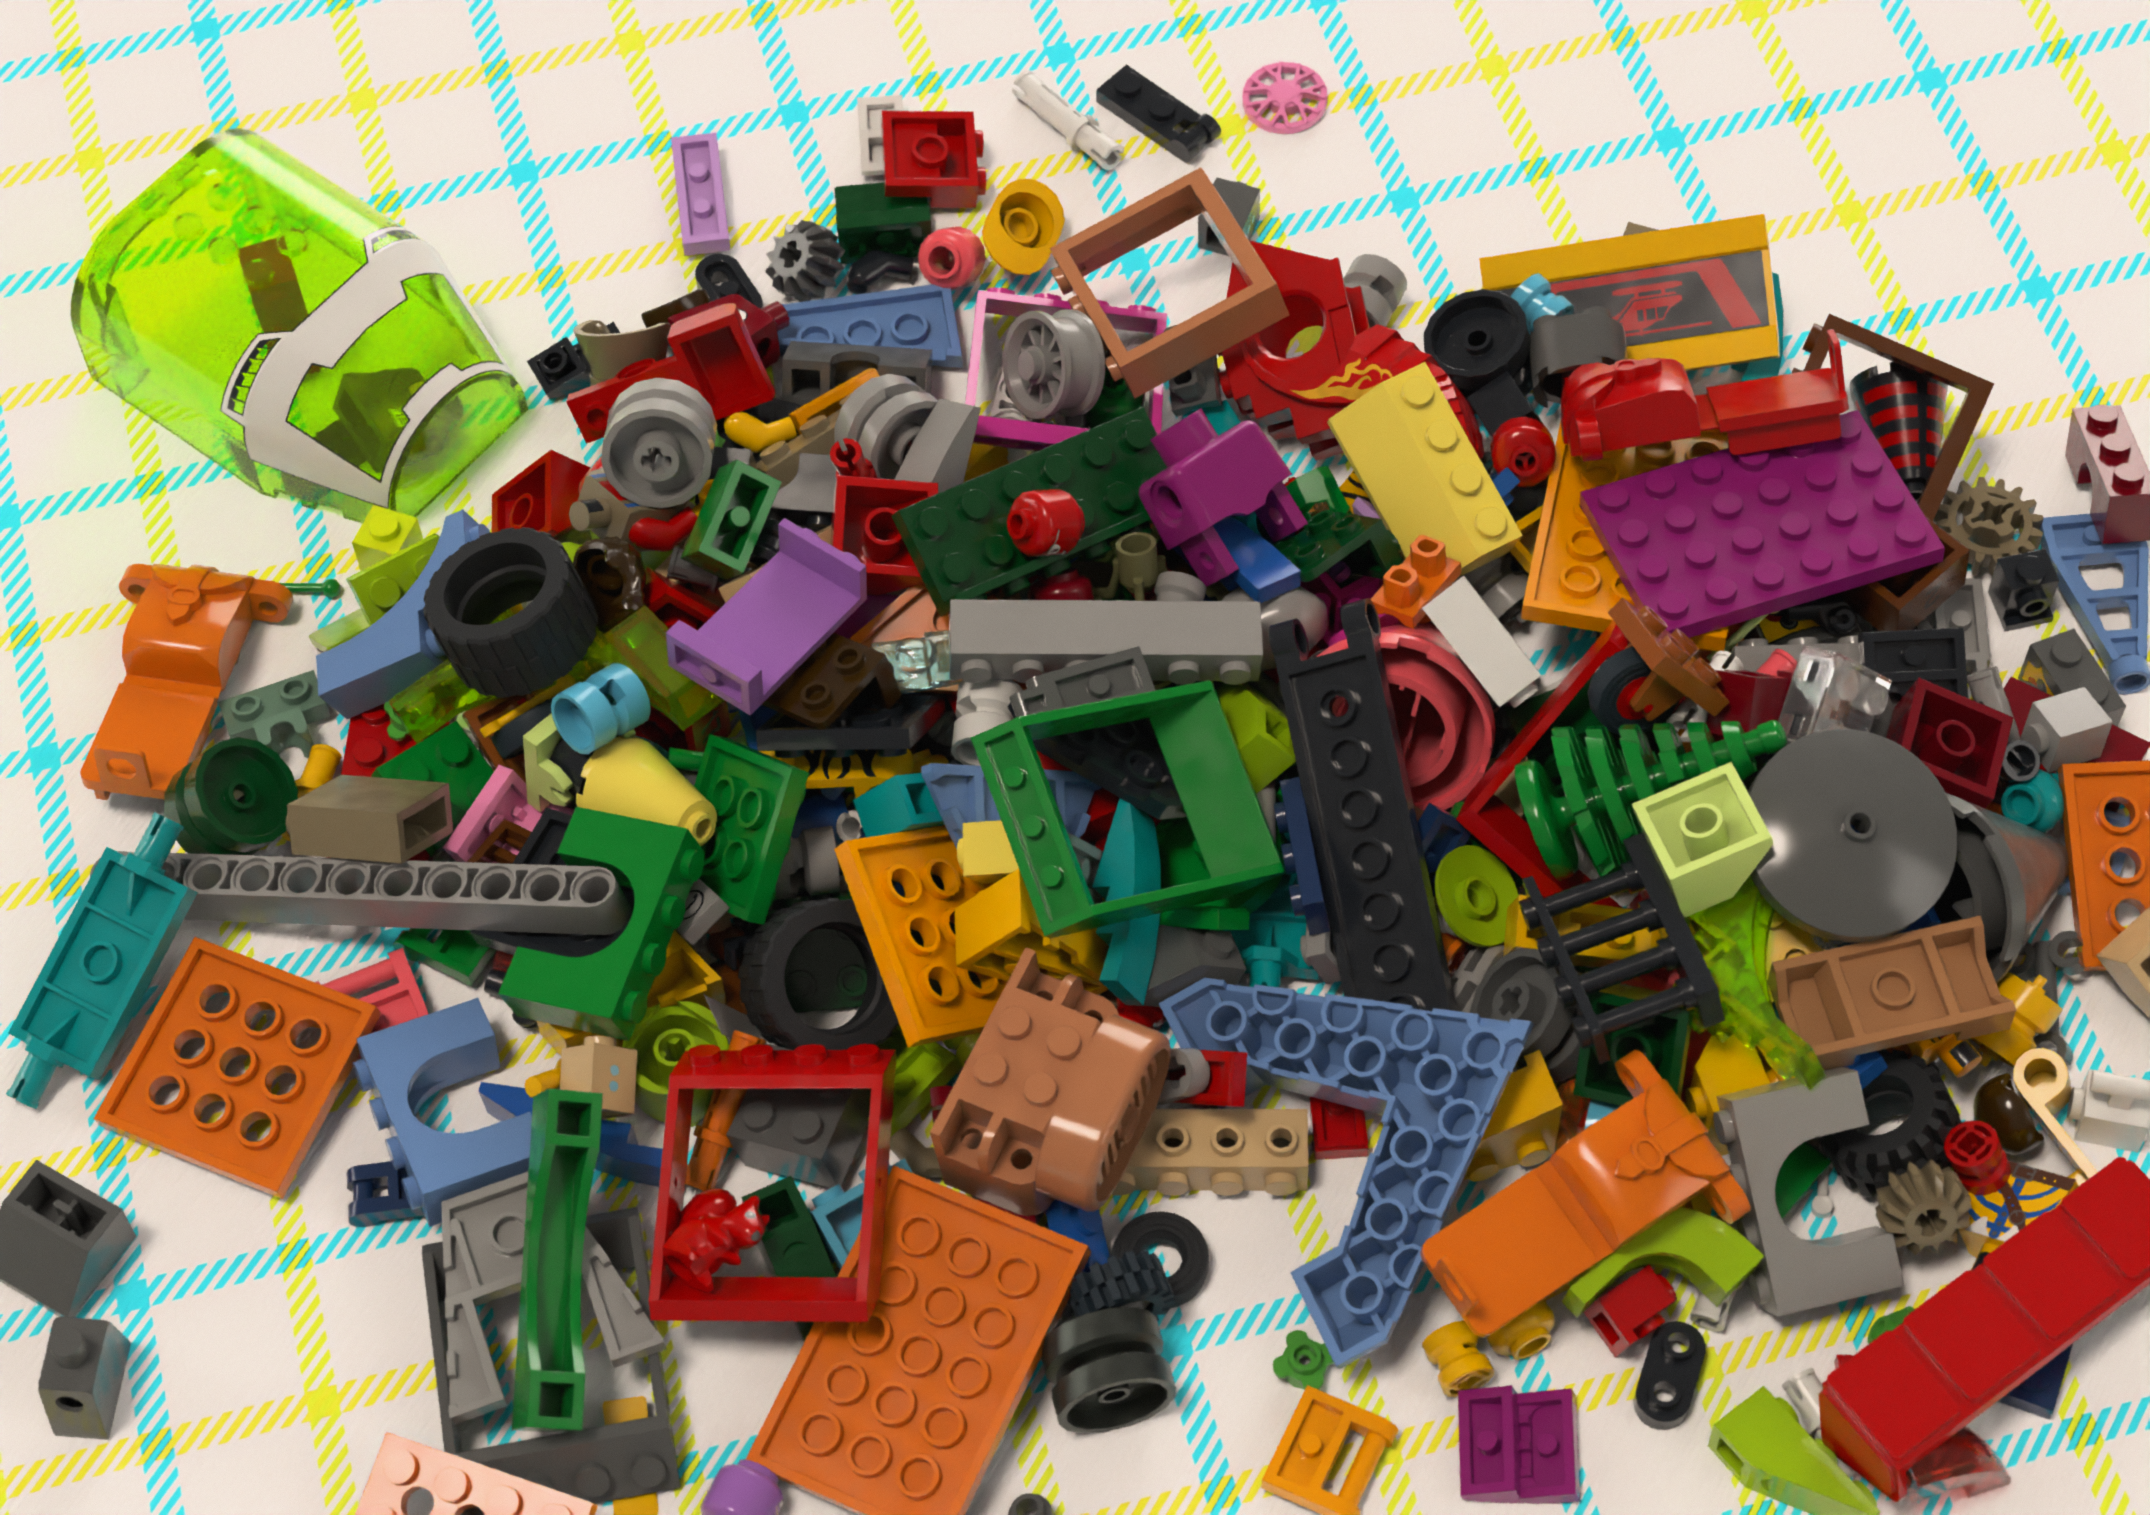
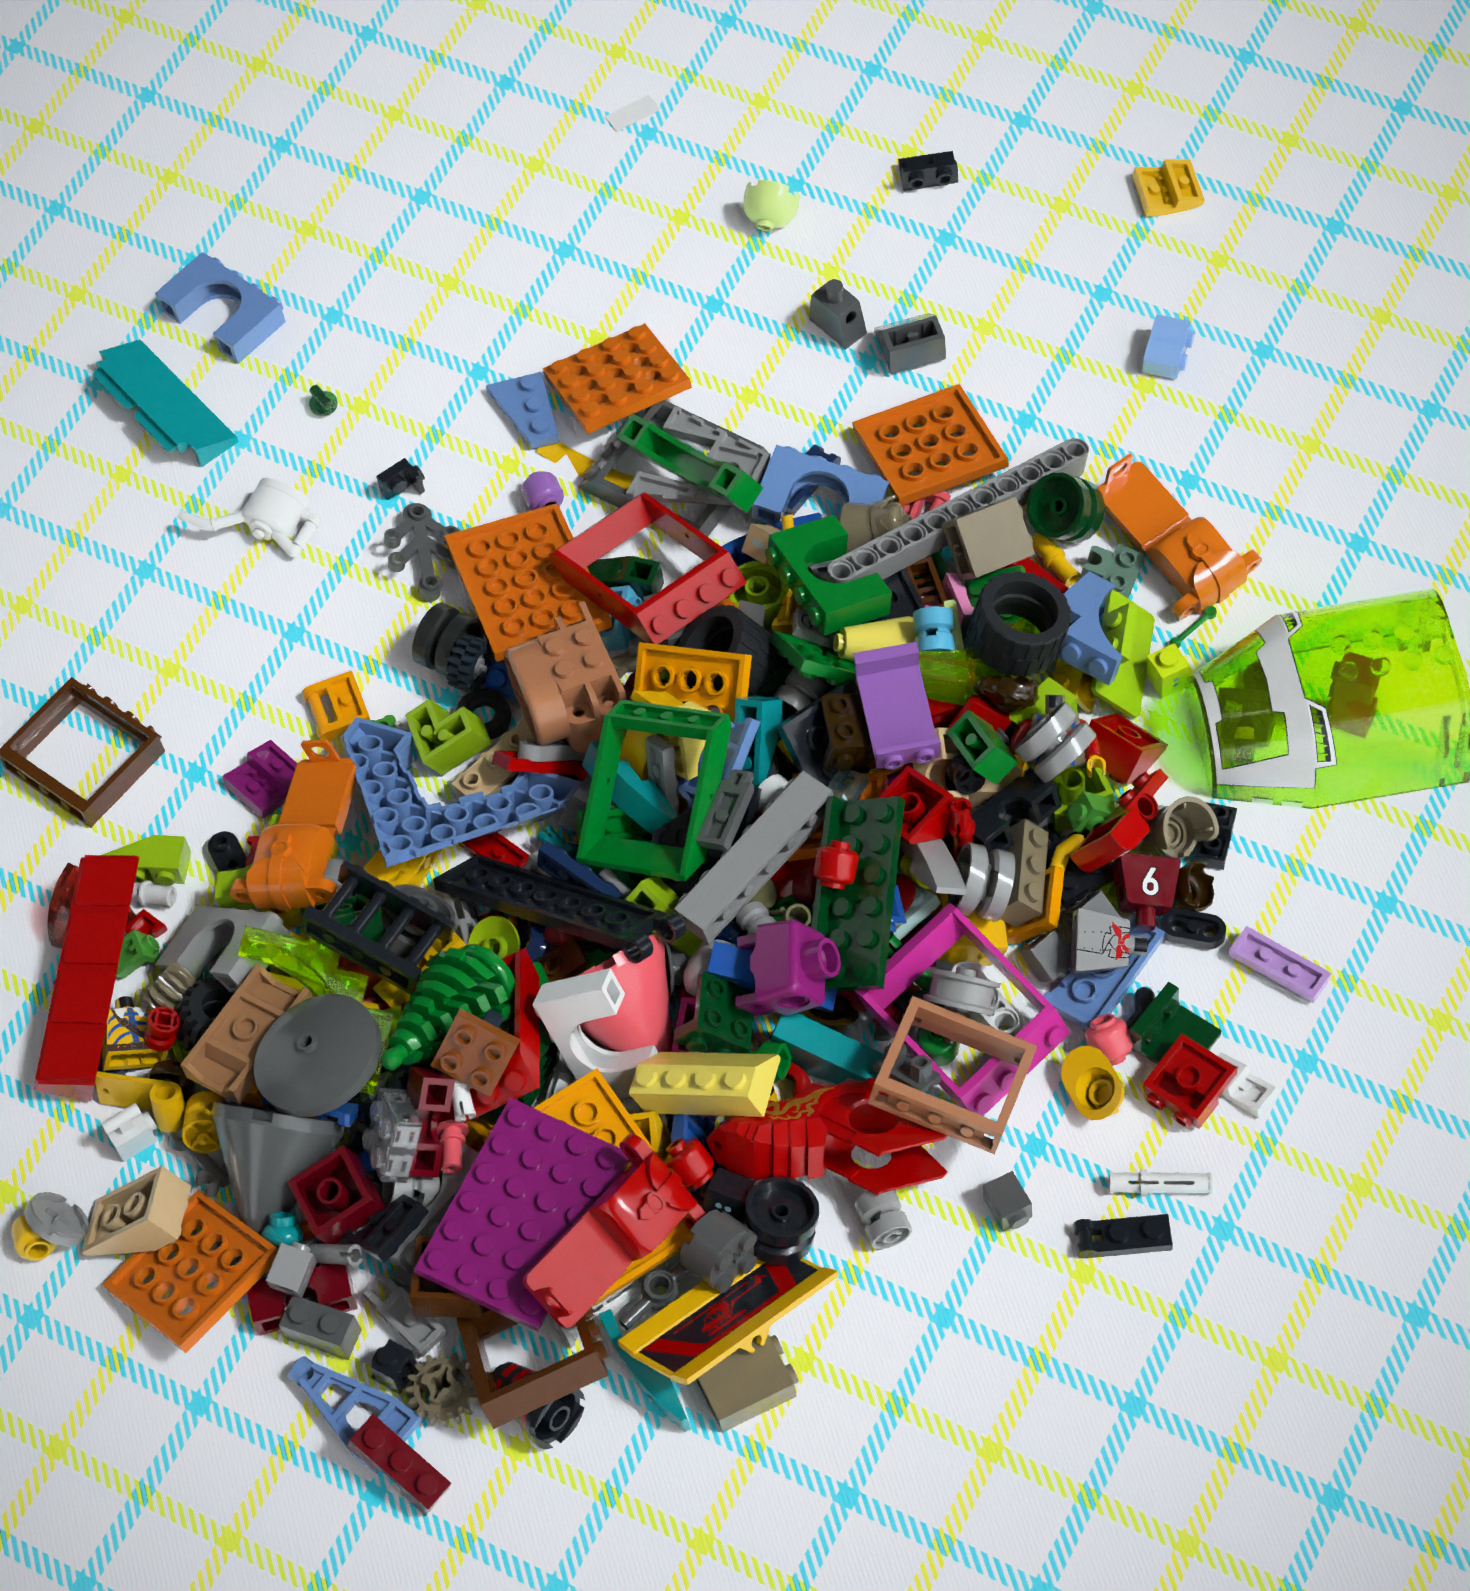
camera: 140 degrees right, 0 degrees up
(101, 963) = (1027, 416): teal plate -> none
(446, 984) = (871, 521): none -> dark tan hat
(712, 1234) = (648, 526): red animal -> none
(804, 261) = (1173, 965): dark grey gear -> none
(852, 315) = (1102, 942): none -> light grey torso
(1259, 1236) = (445, 738): none -> lime brick
(1284, 97) = (1073, 1314): bright pink wheel -> none
(1416, 582) = (654, 1026): orange hips -> none
(1537, 300) = (774, 1268): medium azure wheel -> none
(1704, 837) = (380, 982): yellowish green slope -> none
(2024, 757) = (298, 1228): black hinge -> none

